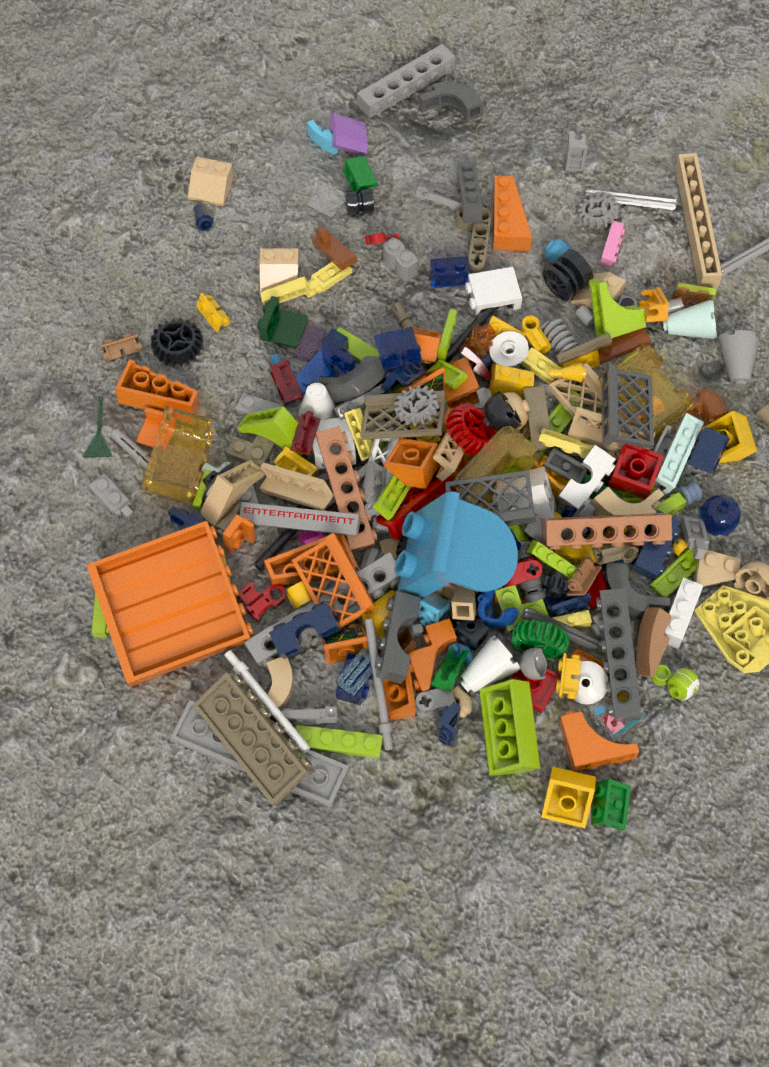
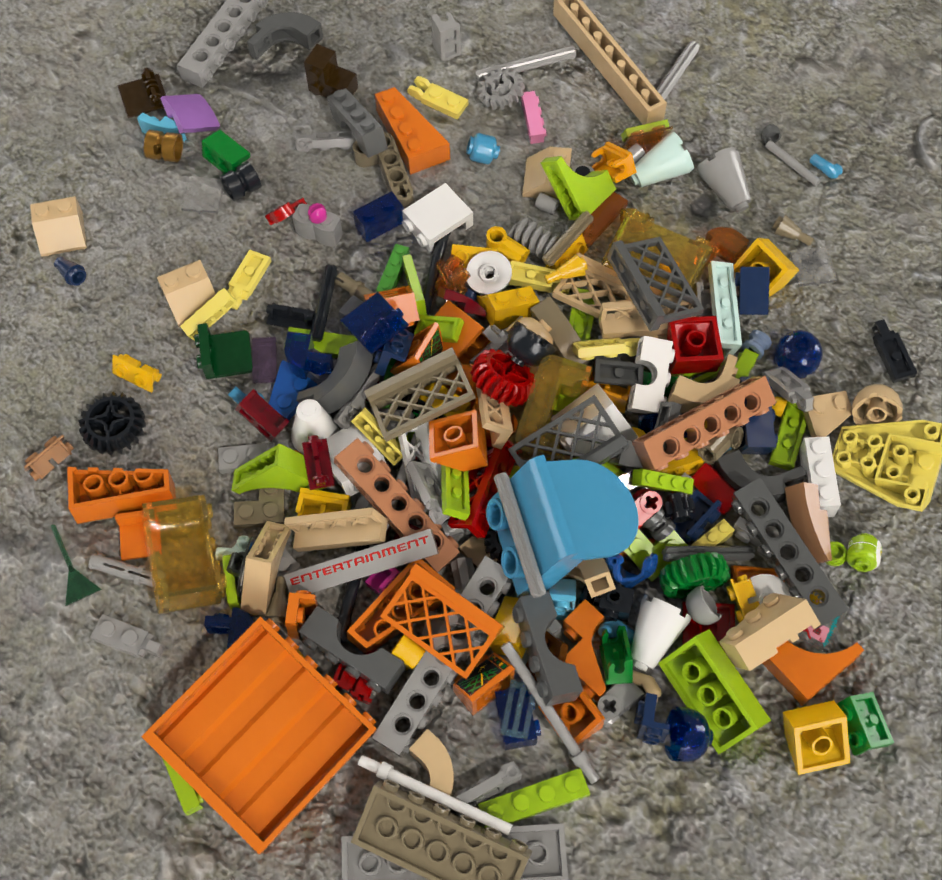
camera: 25 degrees left, 0 degrees up
(273, 596) = (378, 668): none -> dark grey arch
(287, 636) = (421, 709): dark blue arch -> none
(315, 151) = (160, 145): none -> pearl gold wheel
(321, 105) = (142, 94): none -> dark brown hinge
(333, 249) = (238, 244): dark orange hinge -> none
(344, 319) = (289, 316): none -> black hinge
(373, 320) = (323, 303): none -> black axle
(401, 249) = (317, 213): none -> dark pink hinge
(416, 405) = (423, 384): light grey gear -> none
(416, 544) = (519, 535): none -> light grey axle
(439, 317) = (393, 269): none -> bright green piece
(466, 145) = (325, 75): none -> dark brown brick
(473, 749) = (688, 735): none -> clear blue cylinder
(546, 199) = (438, 98): none -> light yellow hinge
(567, 275) = (508, 167): black wheel -> none
(570, 700) = (767, 628): none -> tan wedge
(583, 577) = (704, 486): medium nougat hinge -> none

